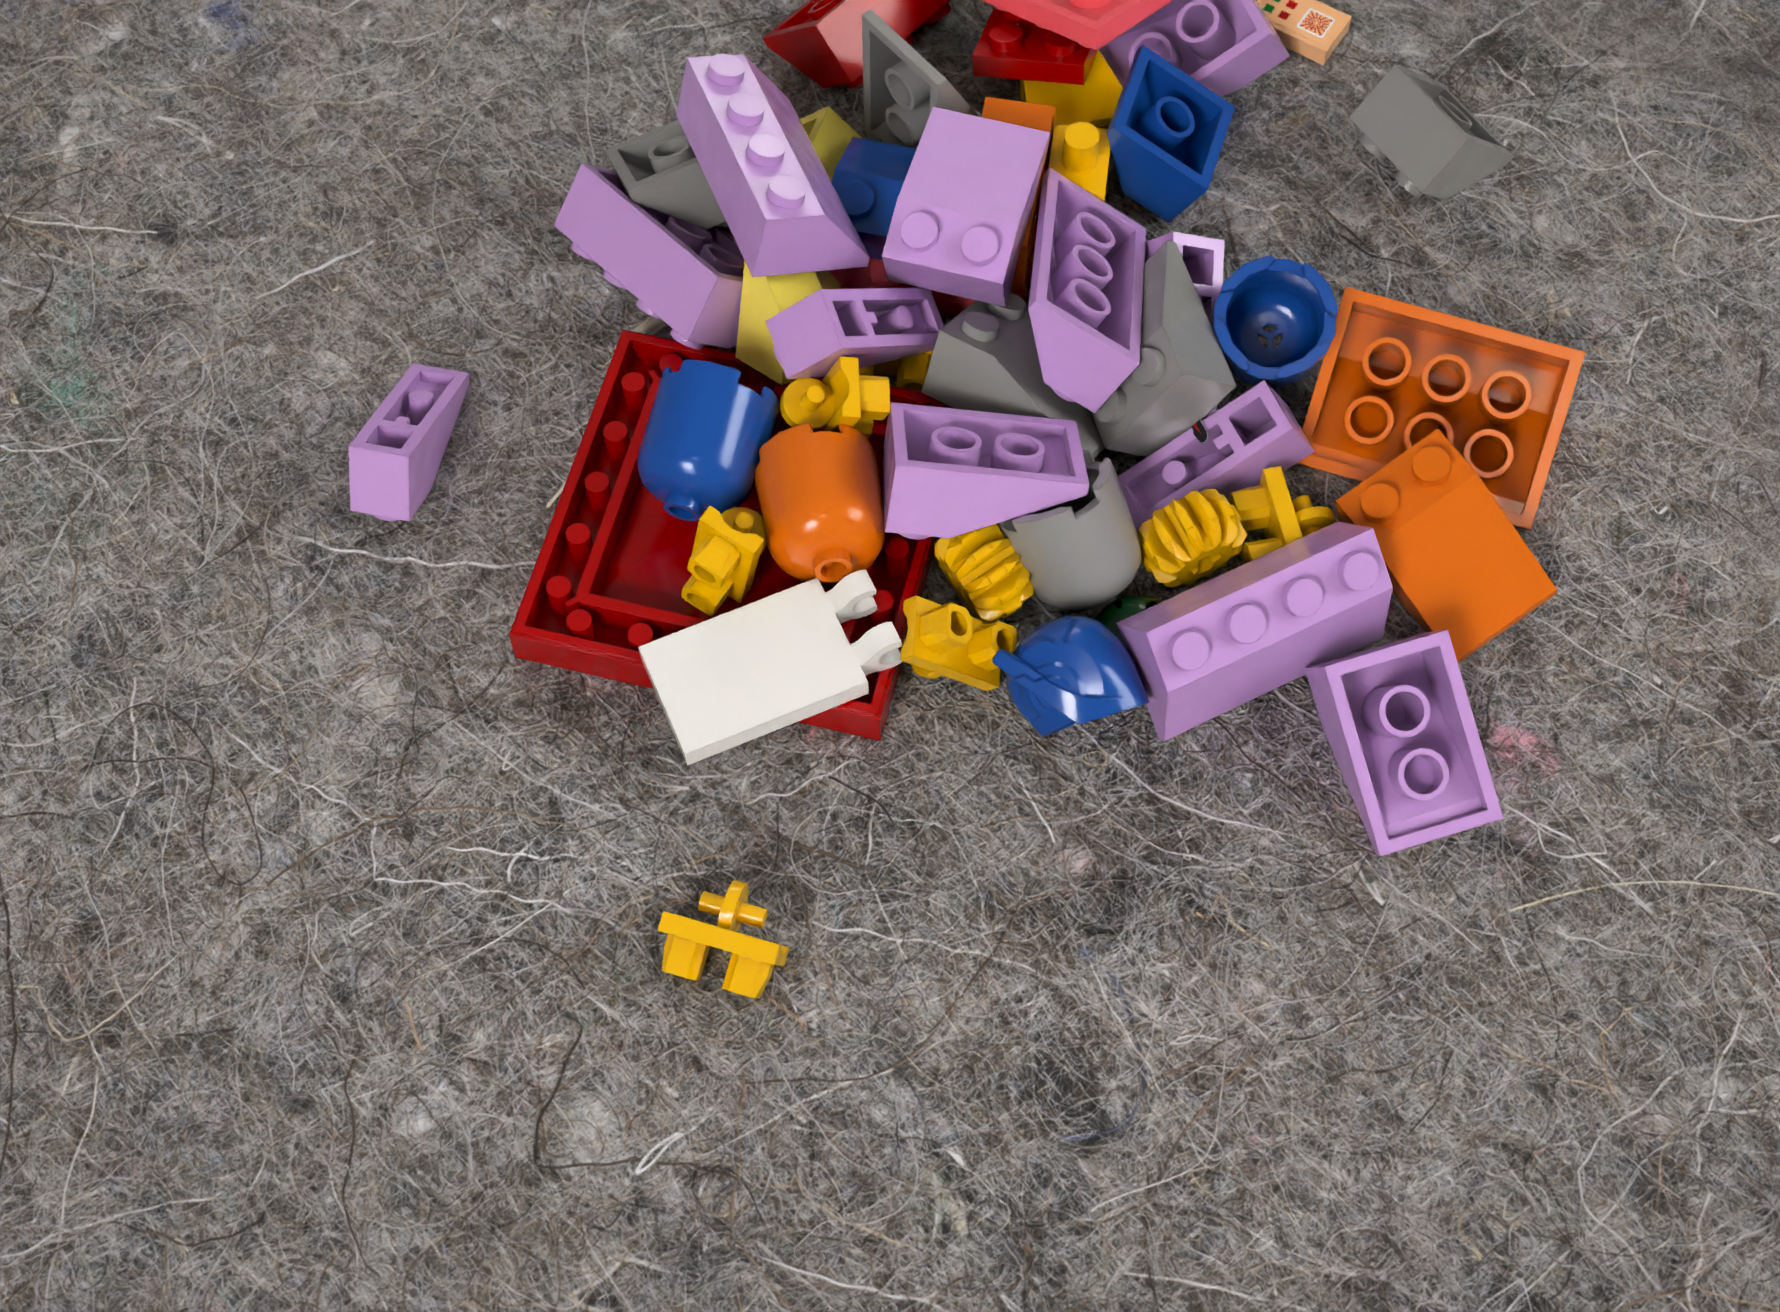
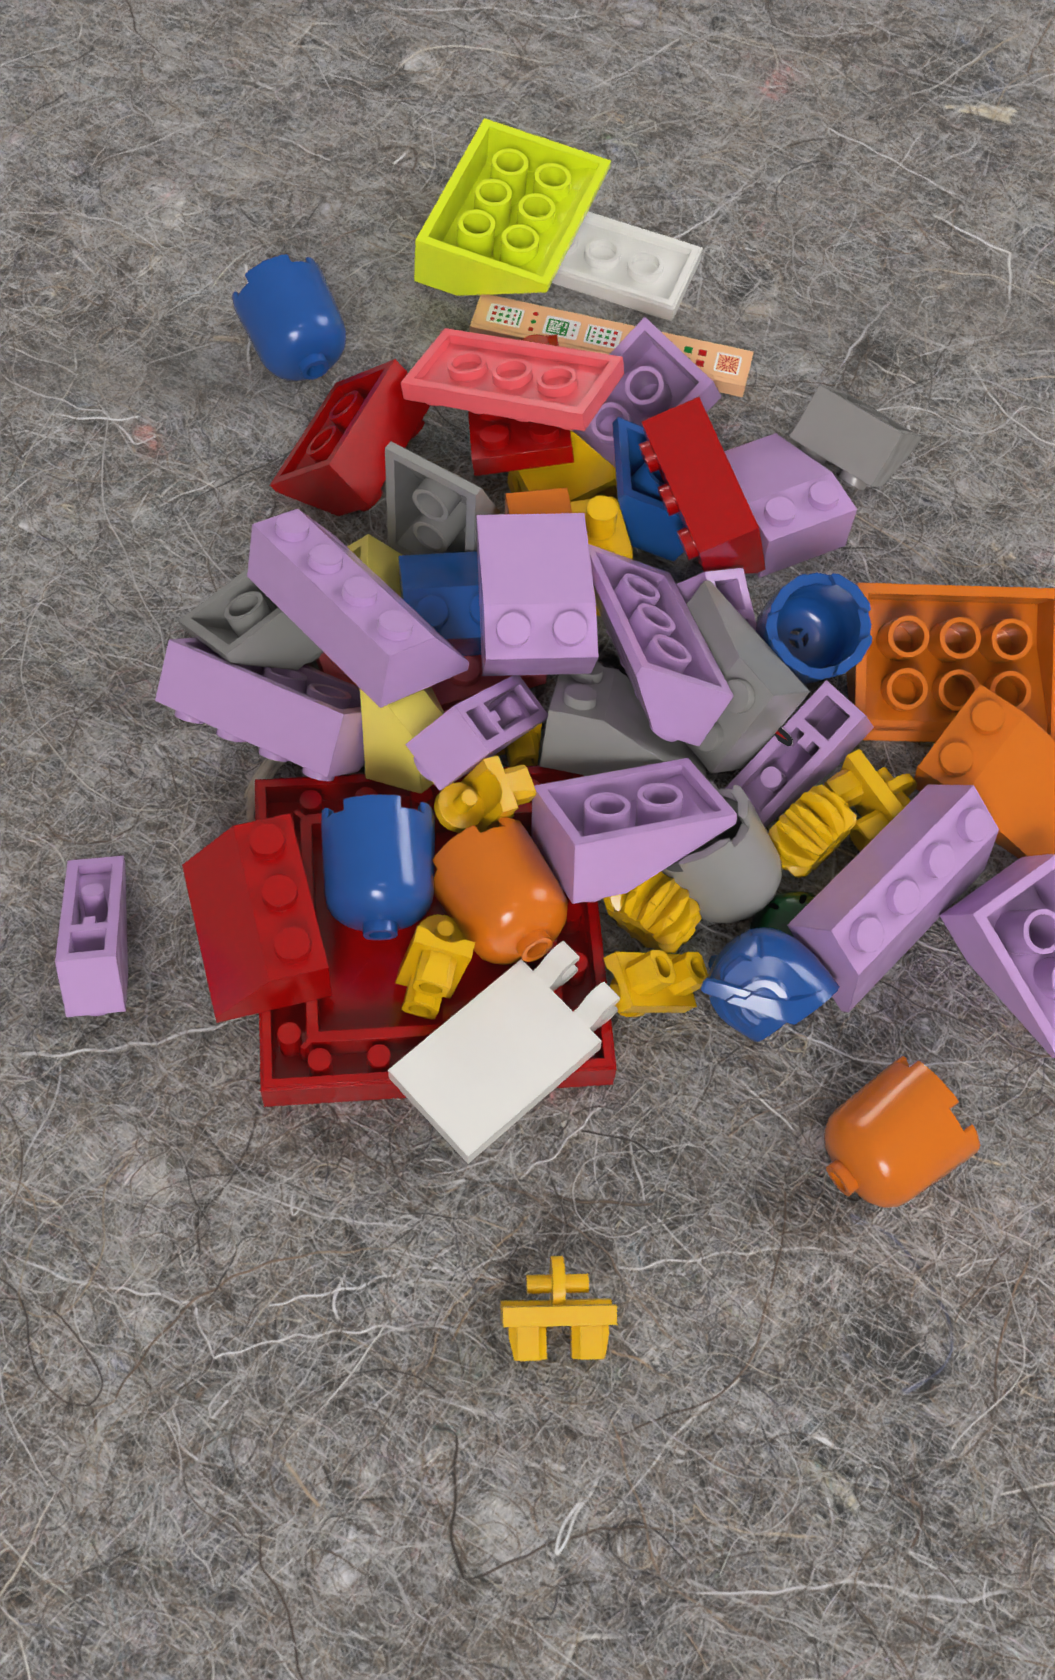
camera: 25 degrees left, 0 degrees up
(566, 464) = (256, 920): none -> red slope
(1147, 874) = (896, 1136): none -> orange cylinder
(1205, 145) = (702, 489): none -> red slope
(1308, 187) = (793, 500): none -> lavender slope

